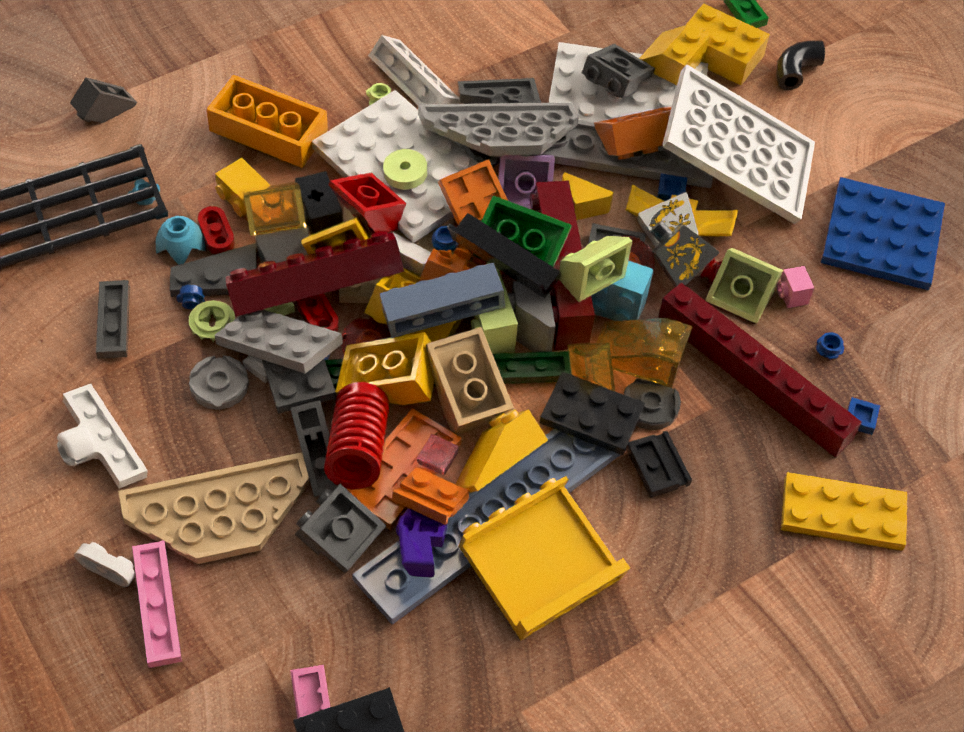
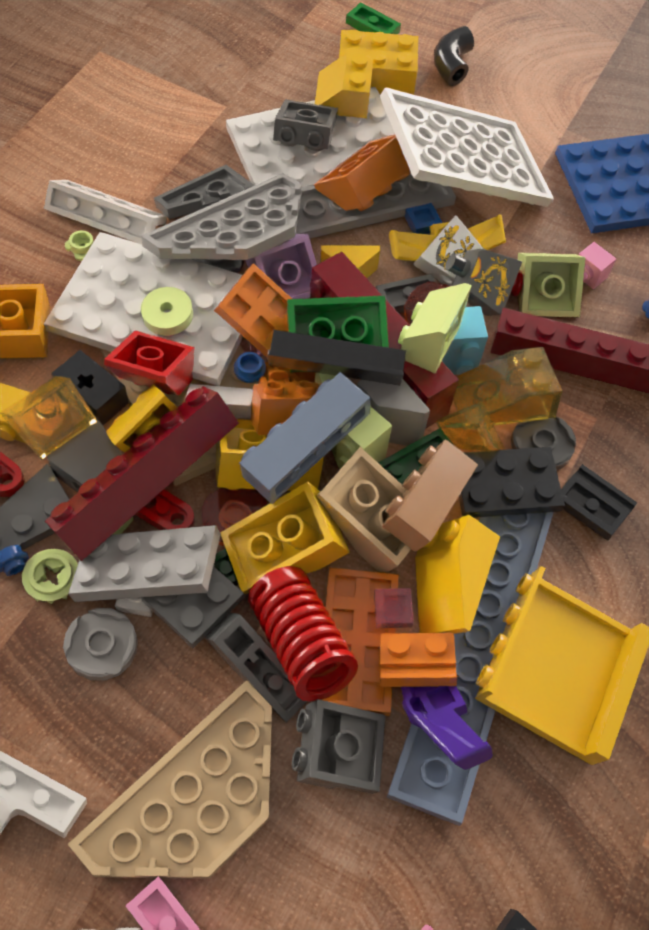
camera: 30 degrees left, 5 degrees up
(512, 384) = (429, 495): none -> medium nougat brick

